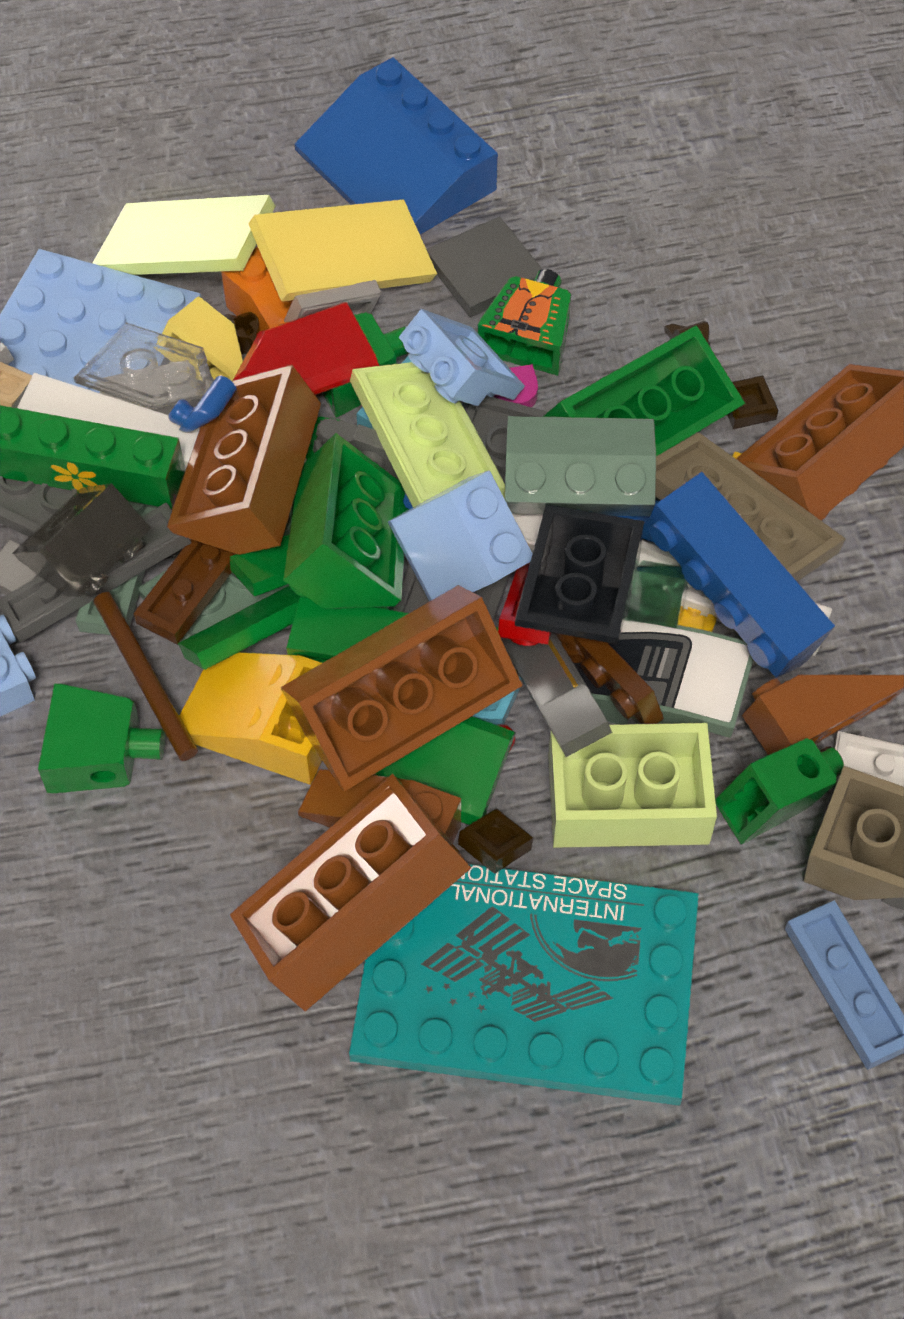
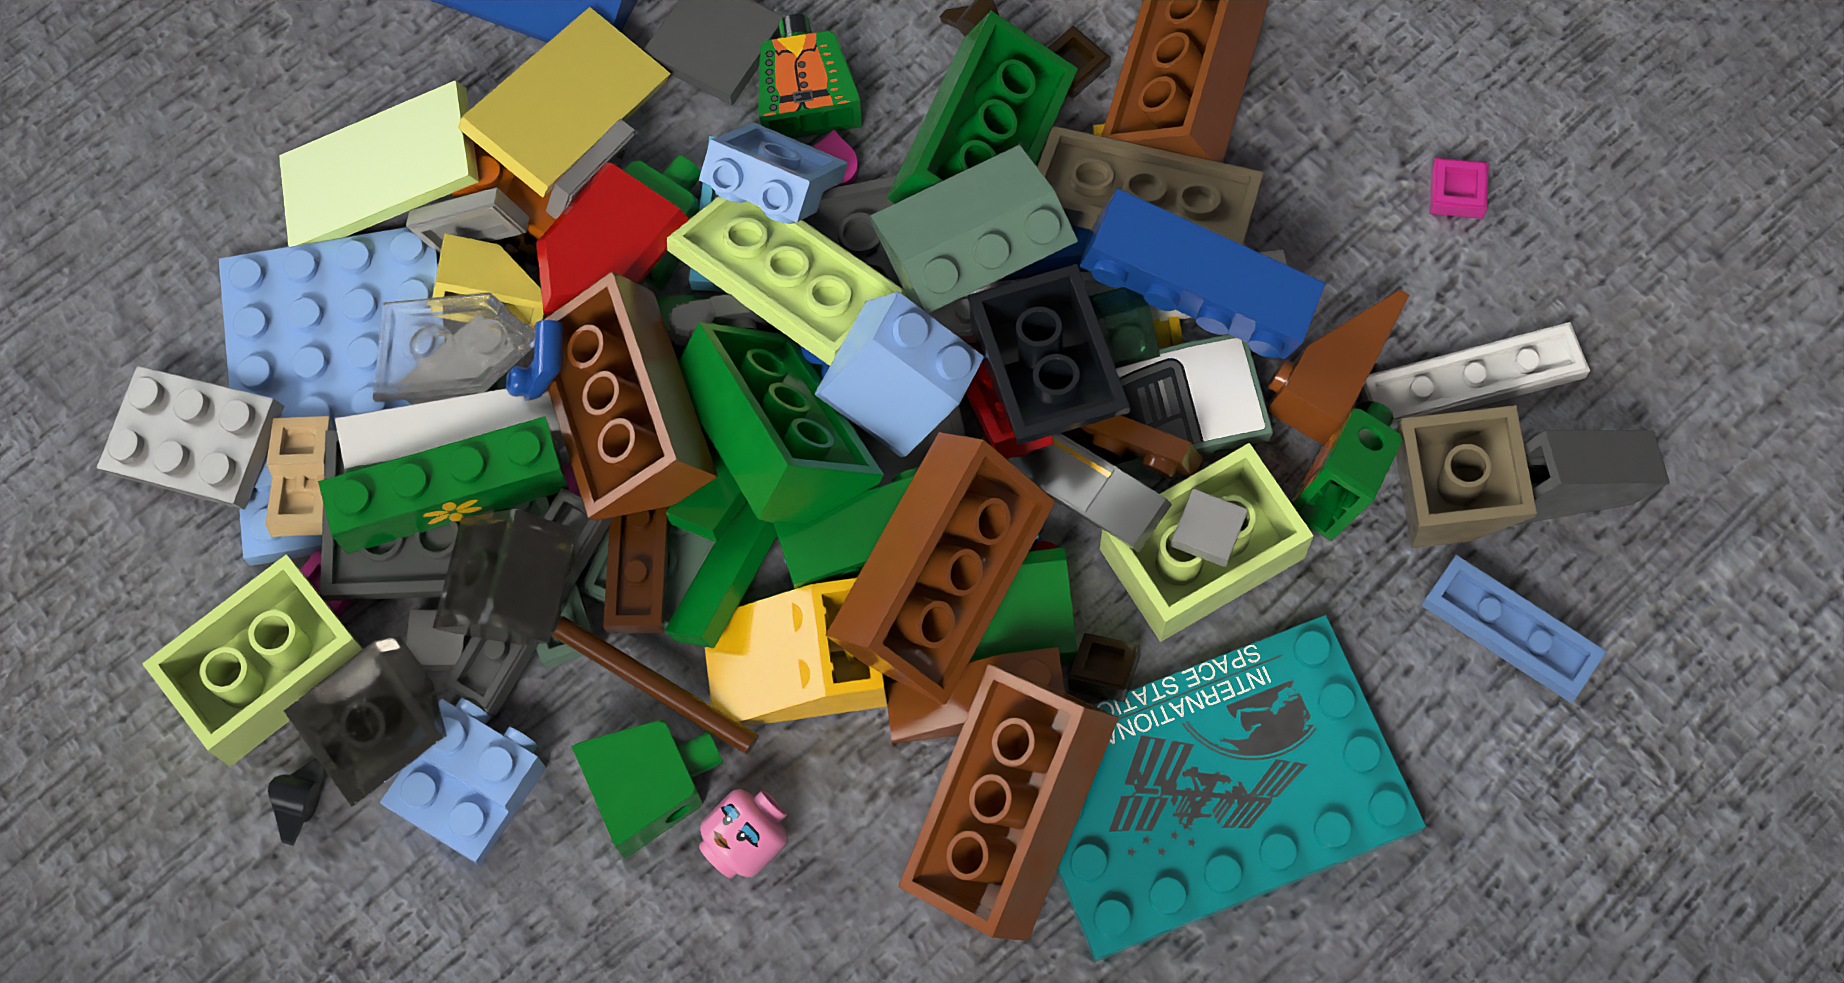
camera: 25 degrees left, 10 degrees up
(140, 815) = (743, 833): none -> bright pink head
(228, 294) = (478, 216): none -> light grey tile
(633, 766) = (1209, 527): none -> light grey tile

